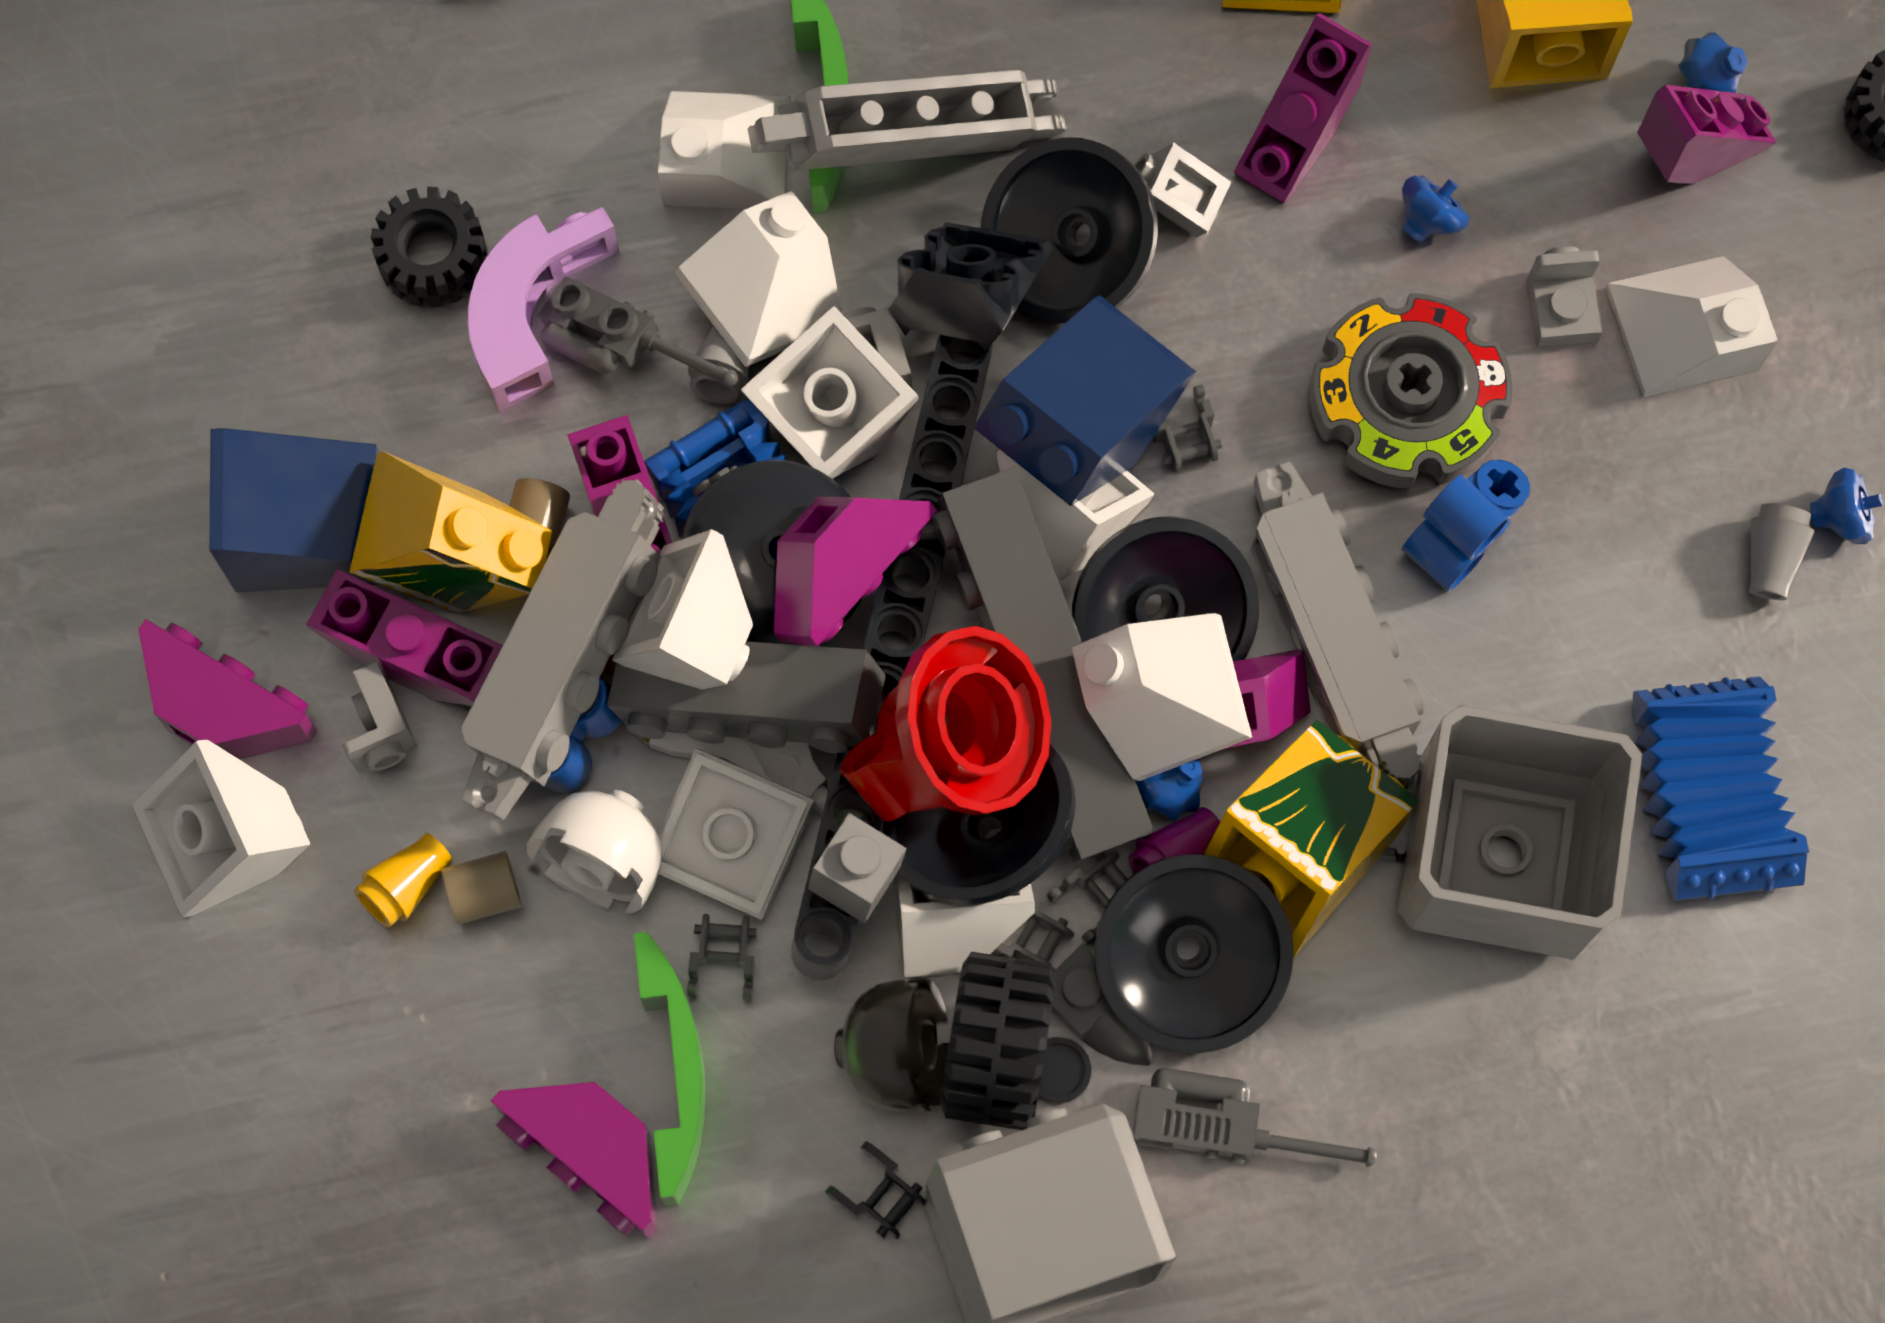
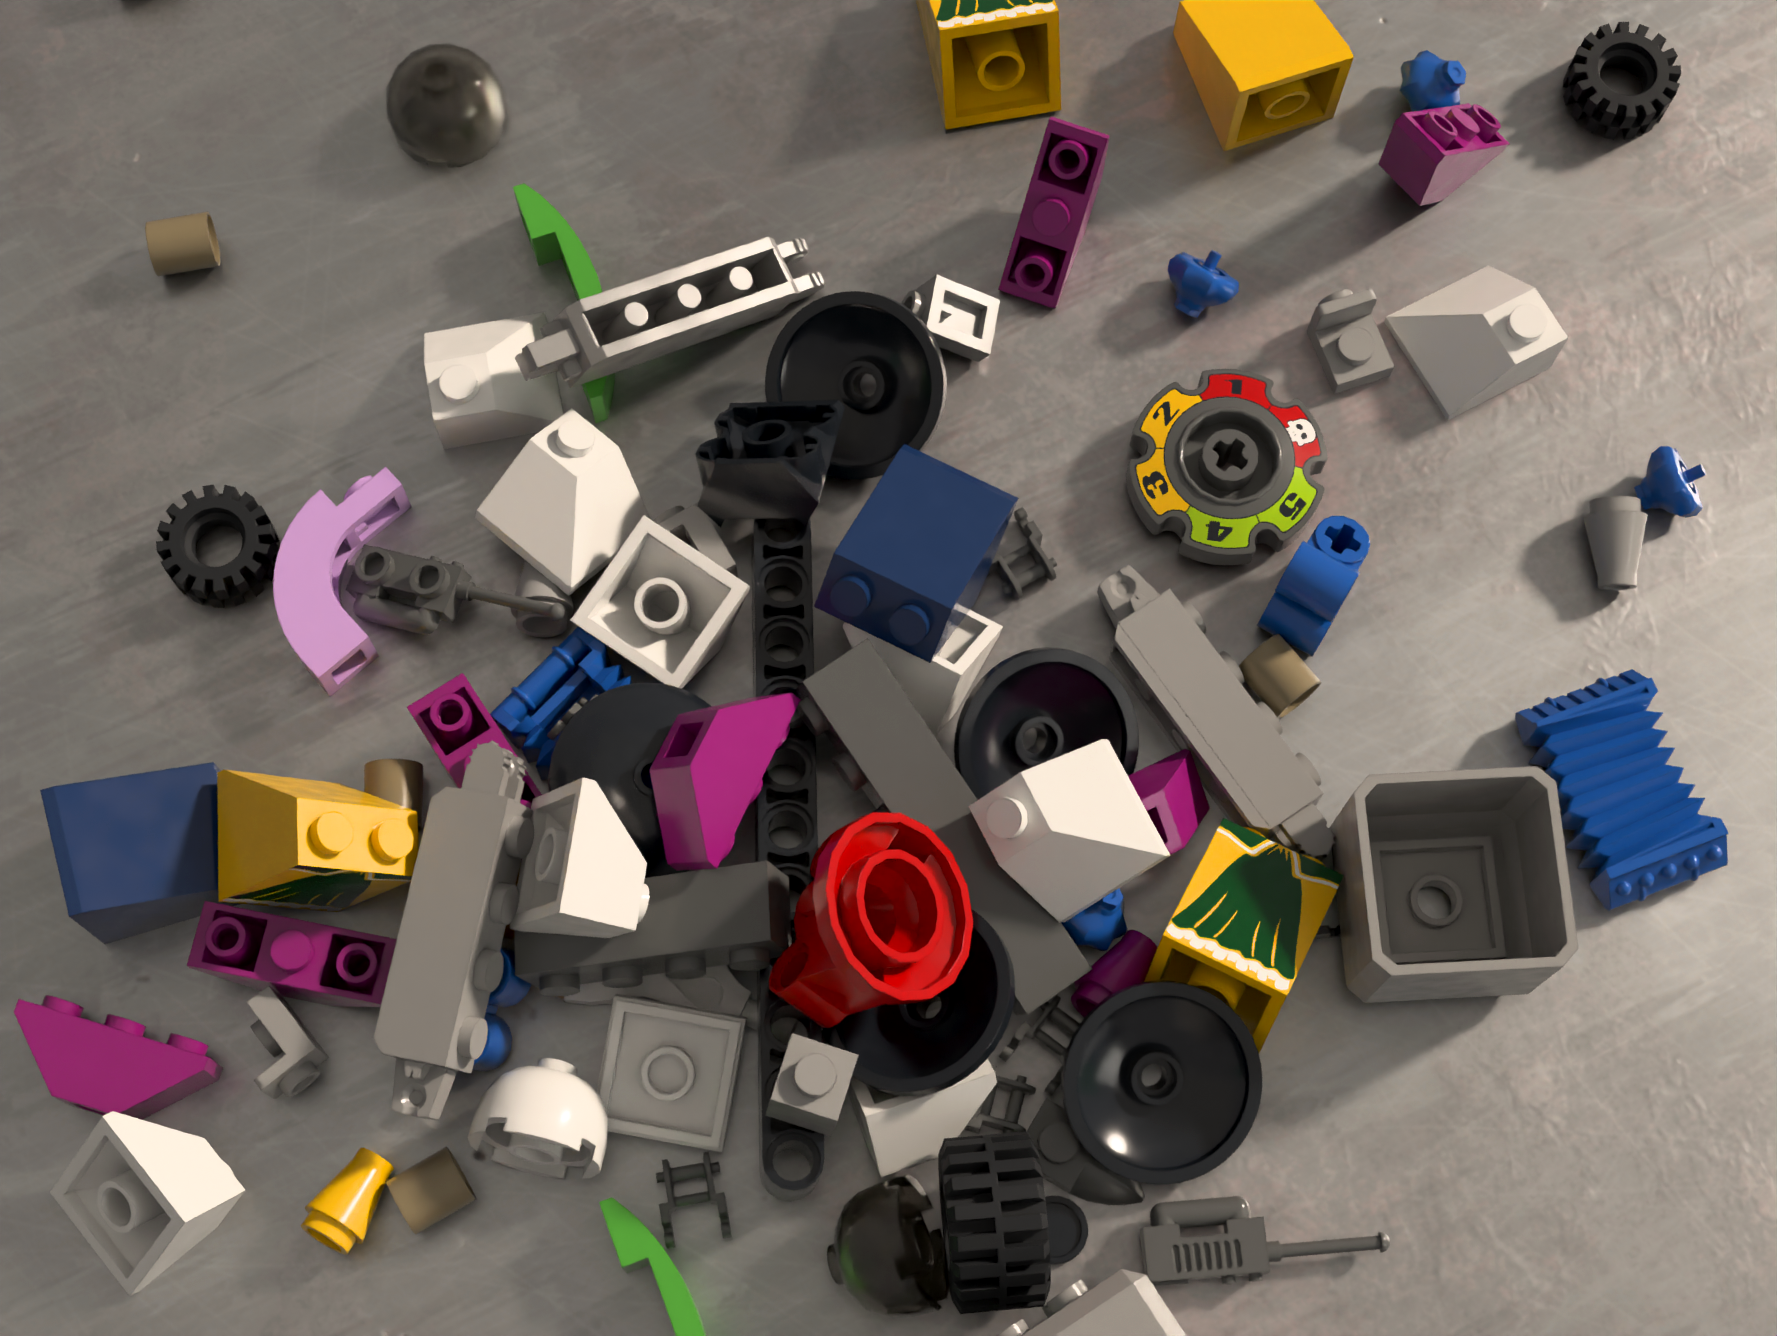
camera: 15 degrees left, 0 degrees up
(1409, 602) = (1278, 676): none -> dark tan beam

